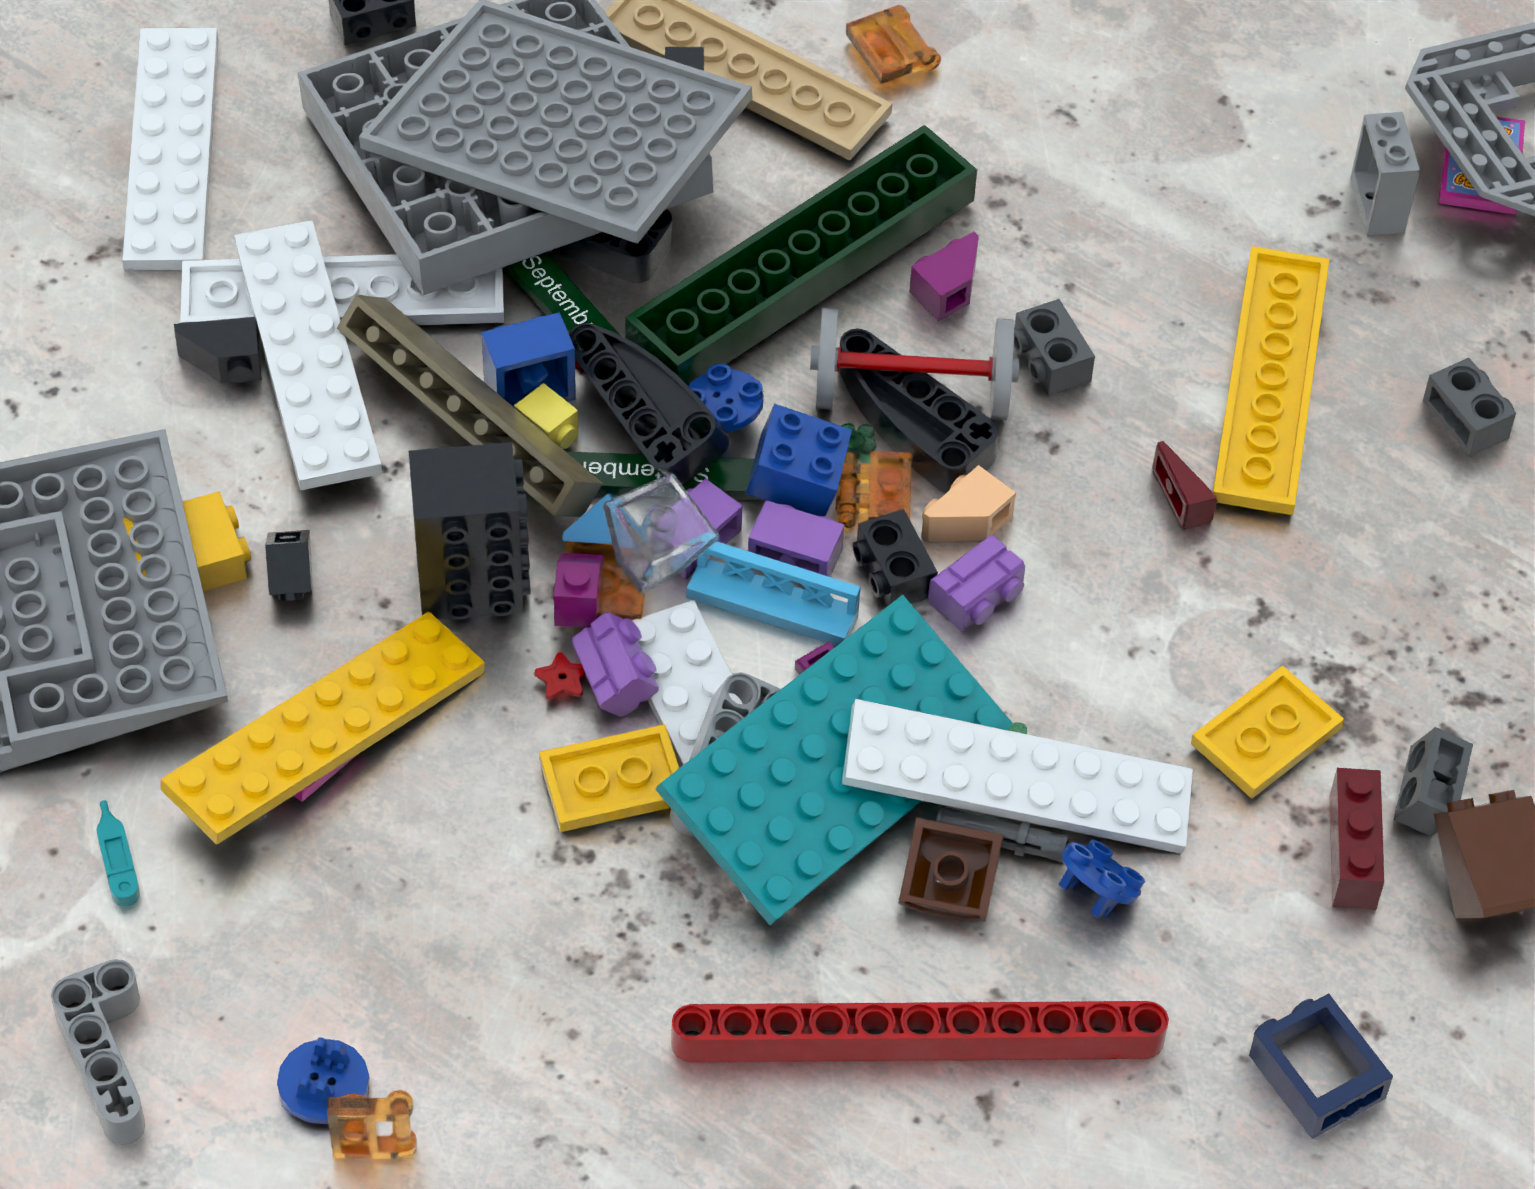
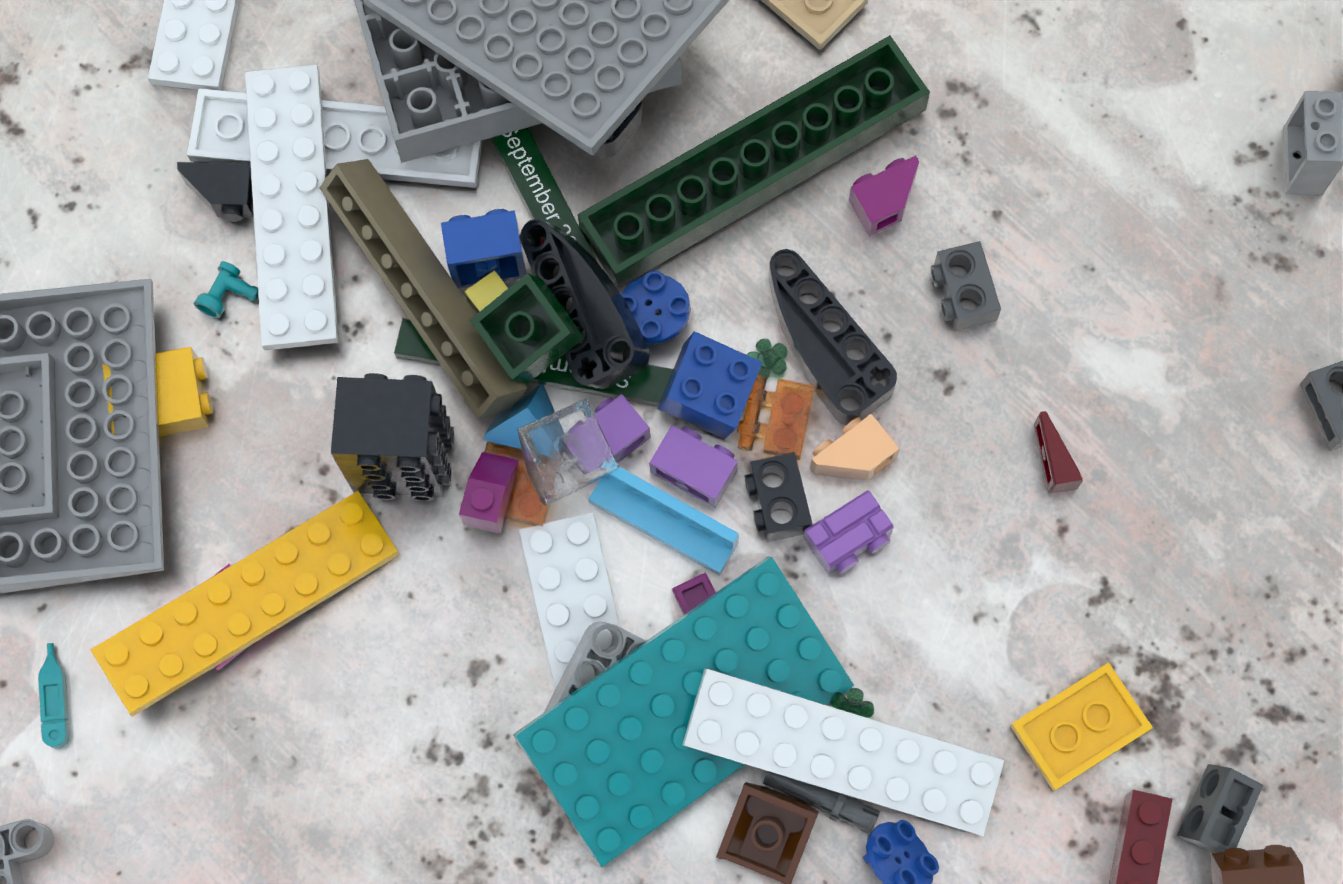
camera: 15 degrees right, 20 degrees up
(230, 458) = (211, 303): none -> teal piece
(289, 564) = (243, 422): black slope -> none
(557, 687) = (471, 582): red plate -> none
(594, 417) = (527, 328): none -> dark green brick
(608, 777) = (488, 687): yellow plate -> none
(616, 664) = (509, 575): medium lavender brick -> none
(1000, 369) = (754, 282): light grey piece -> none
(1271, 381) = (1162, 348): yellow plate -> none

